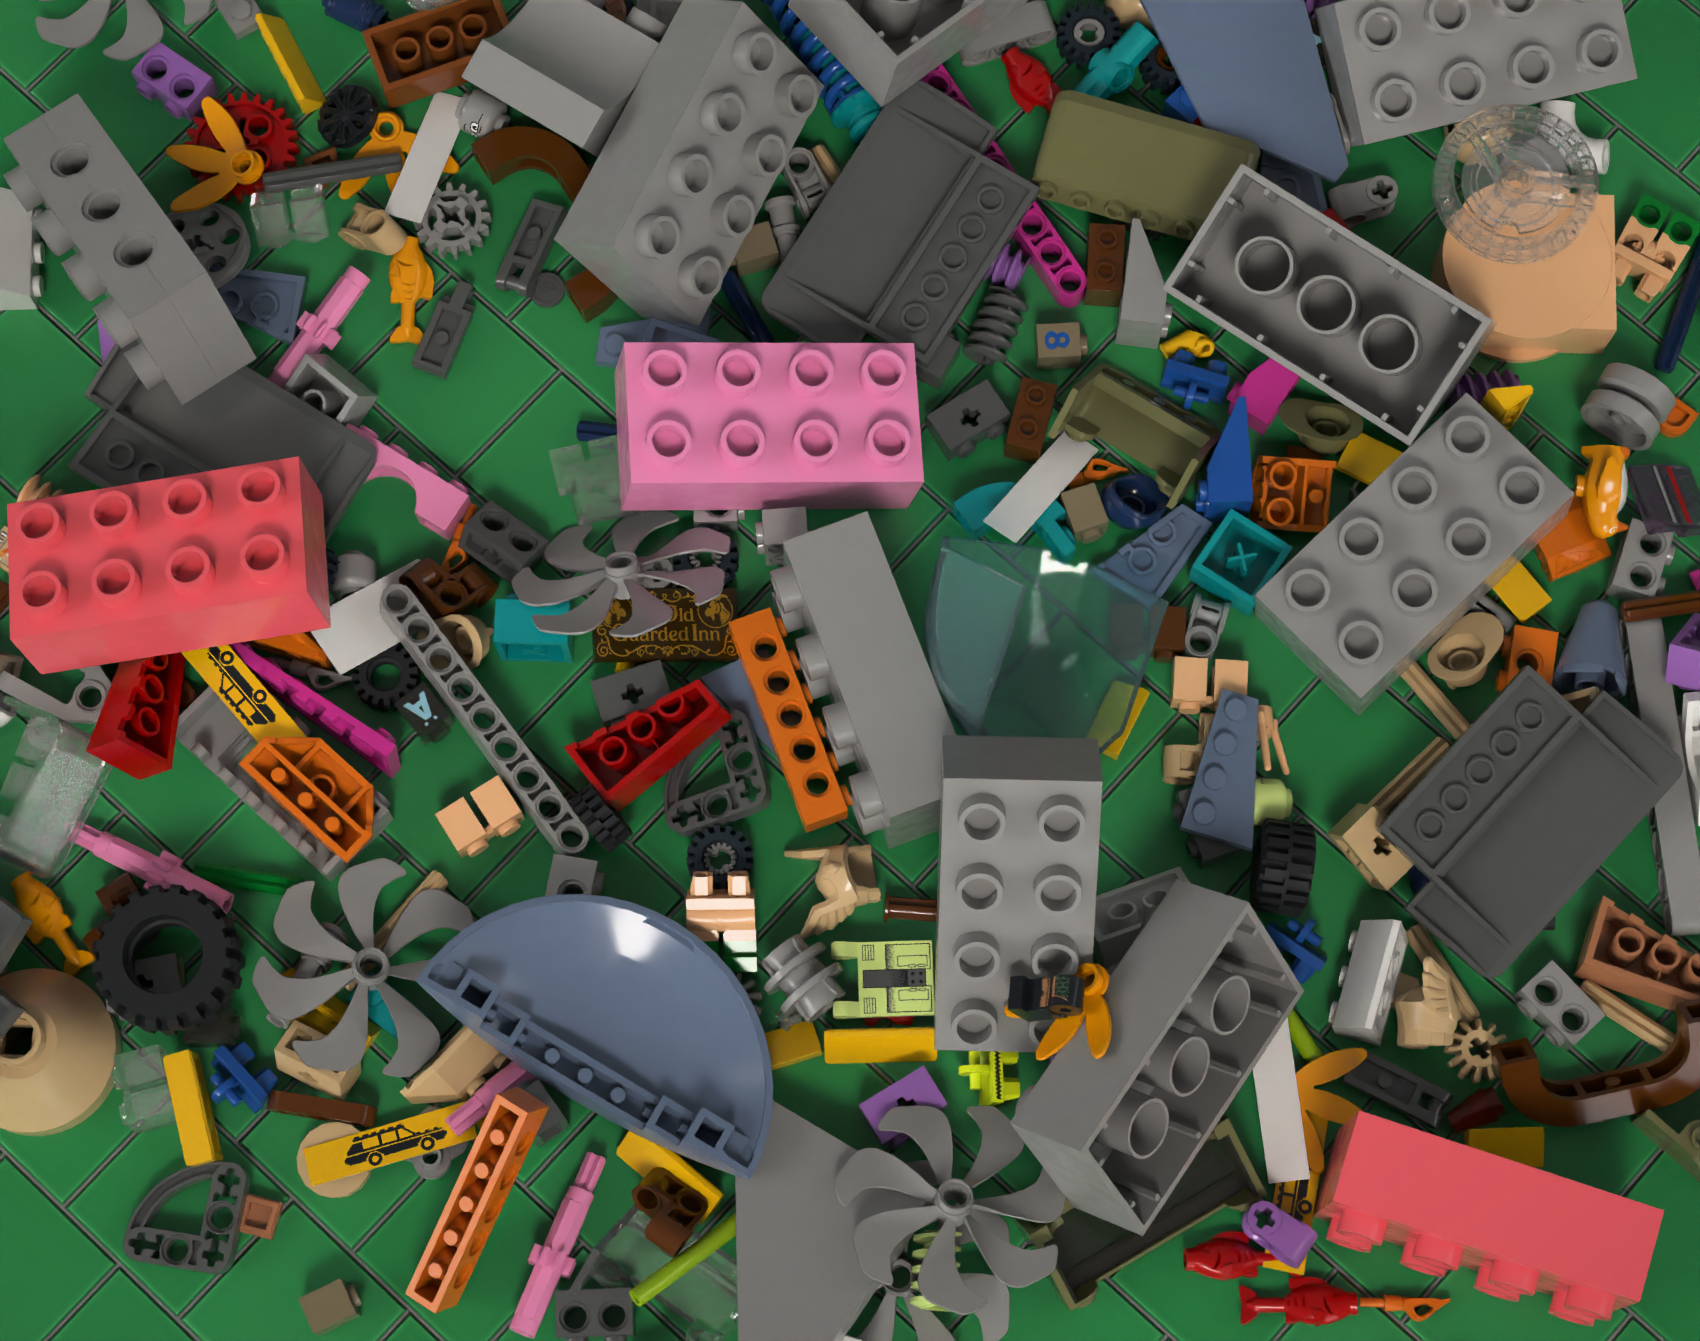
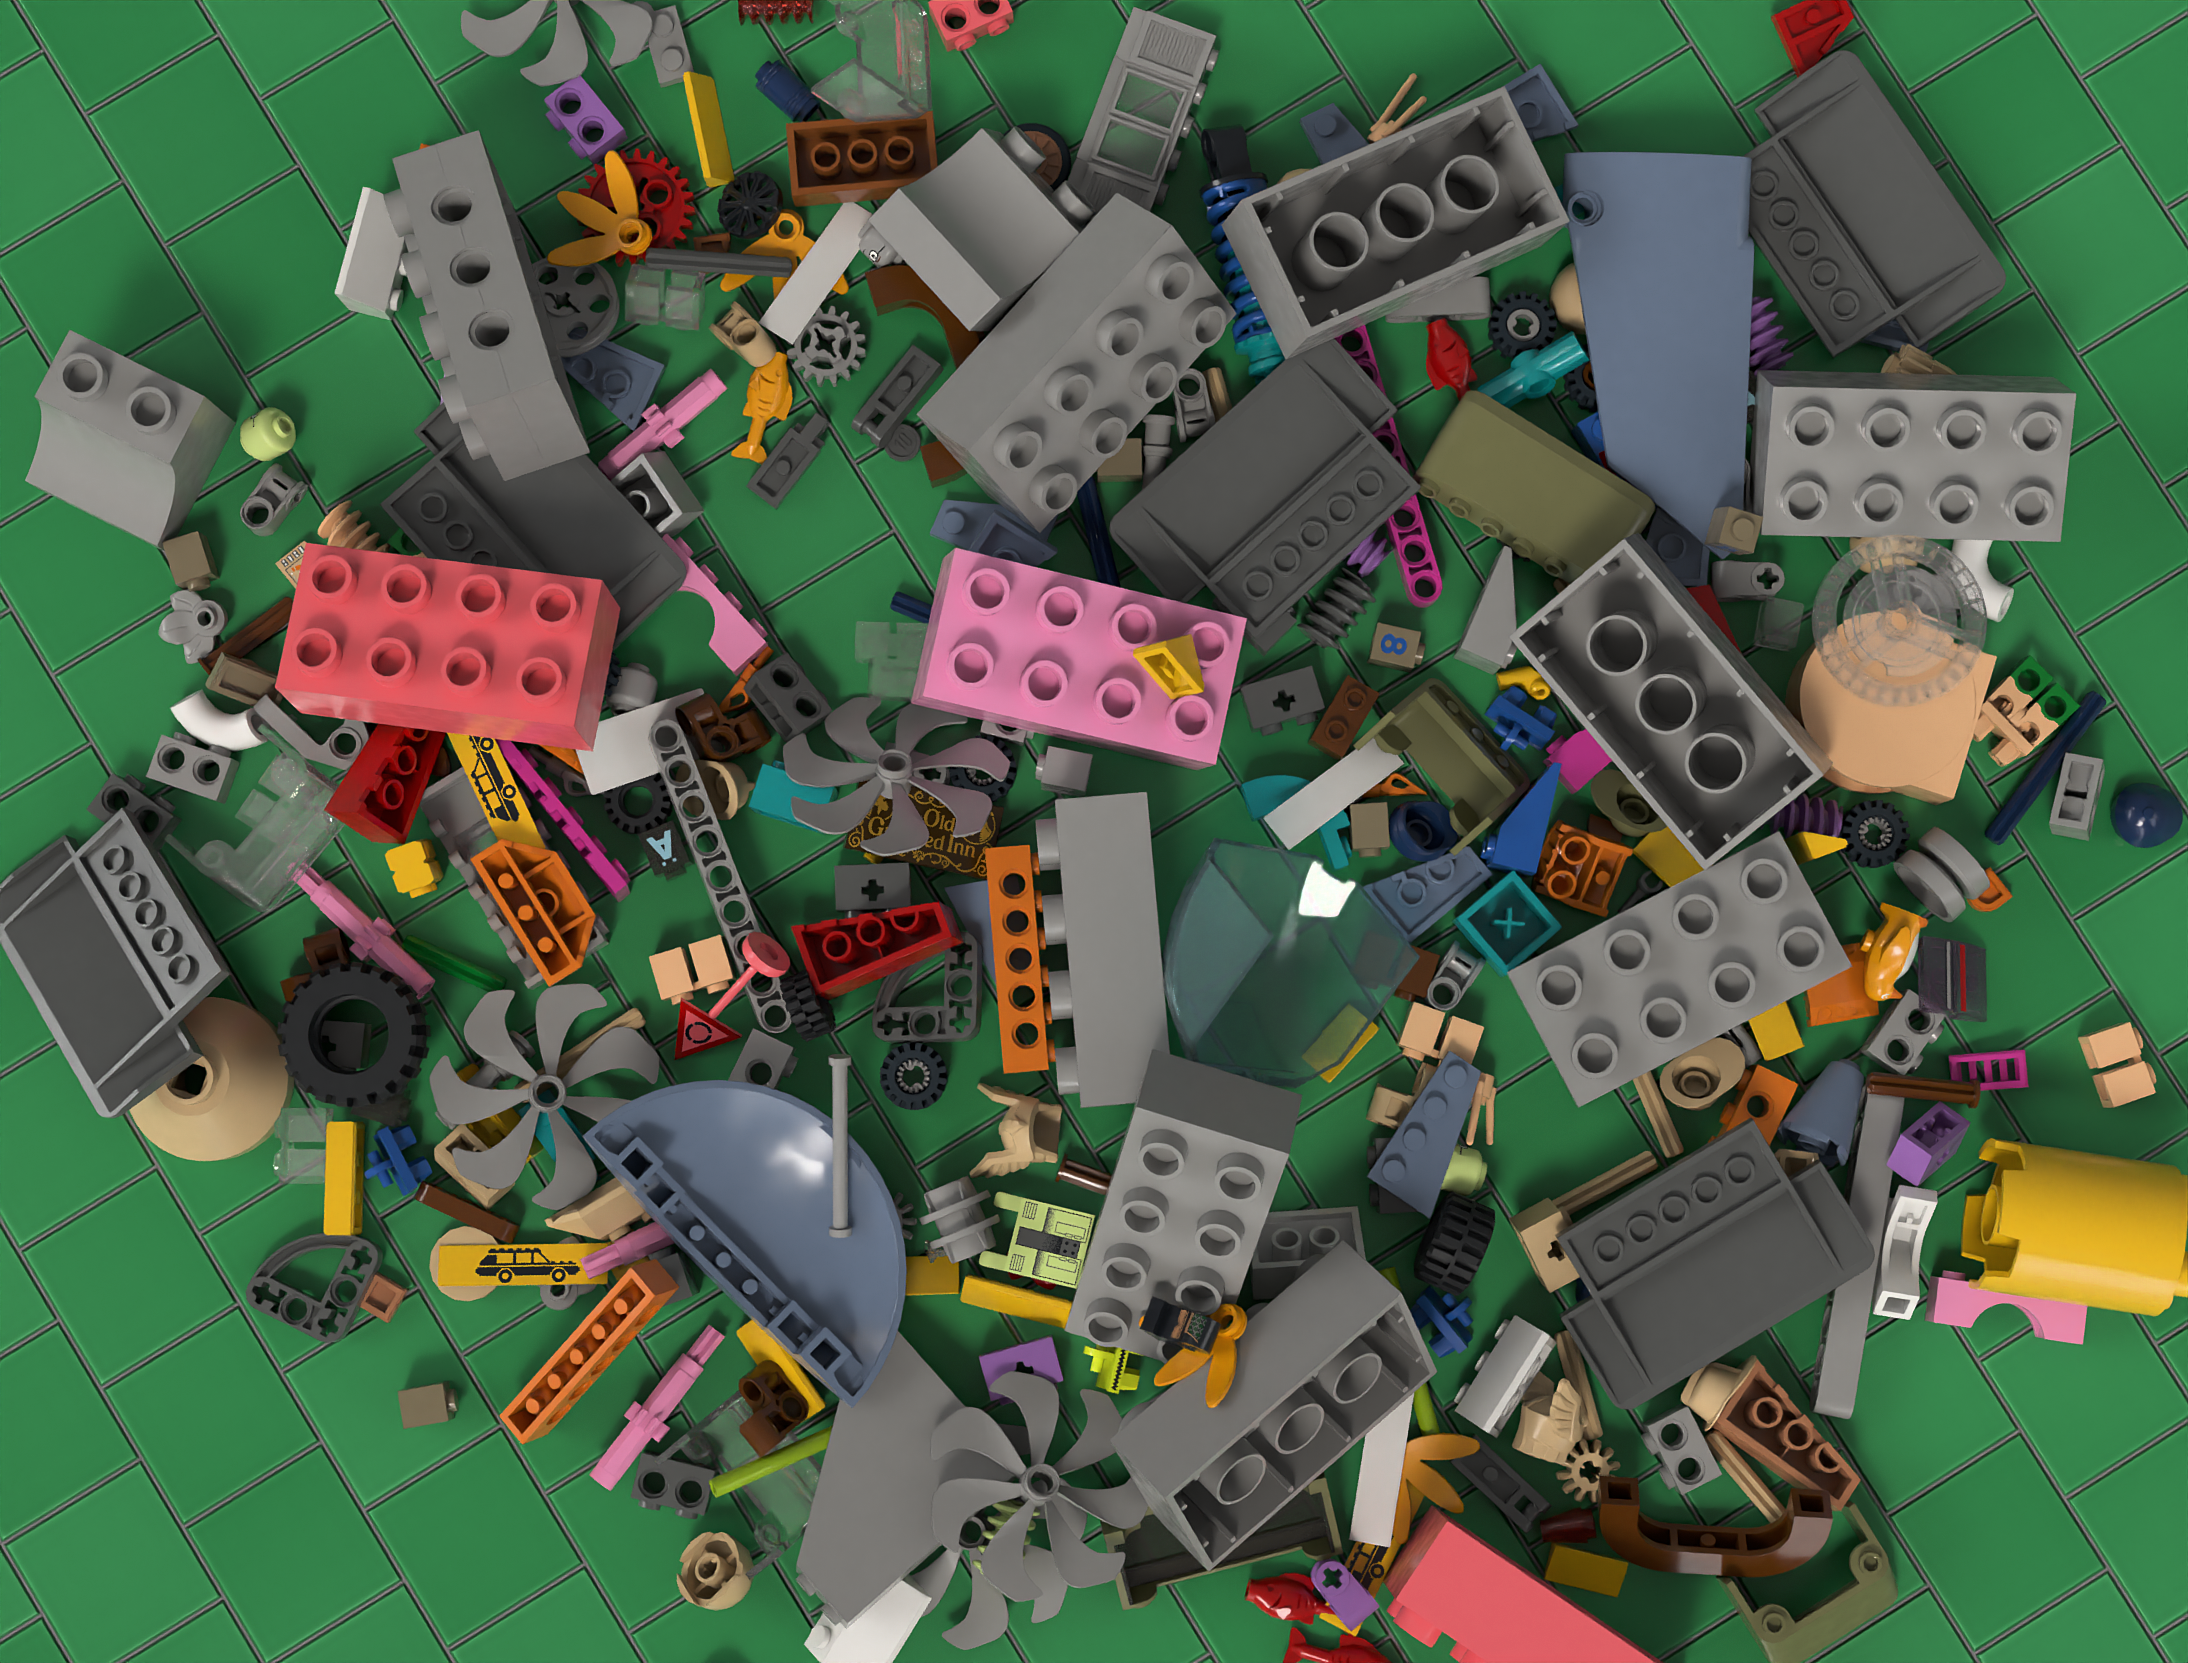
camera: 10 degrees right, 10 degrees up
(49, 920) = (248, 947): light orange animal -> none
(187, 791) = (415, 867): none -> yellow brick
(501, 871) = (701, 1029): none -> coral piece
(668, 933) = (840, 1144): none -> light grey bar
(728, 912) = (904, 1132): light nougat hips -> none
(857, 395) = (1173, 665): none -> yellow slope
(1104, 264) = (1465, 576): reddish brown brick -> none
(1338, 149) = (1733, 530): none -> dark tan brick
(1405, 230) = (1778, 624): none -> clear panel
(1568, 937) = (1712, 1388): none -> tan piece
(1571, 394) = (1889, 844): none -> black bush

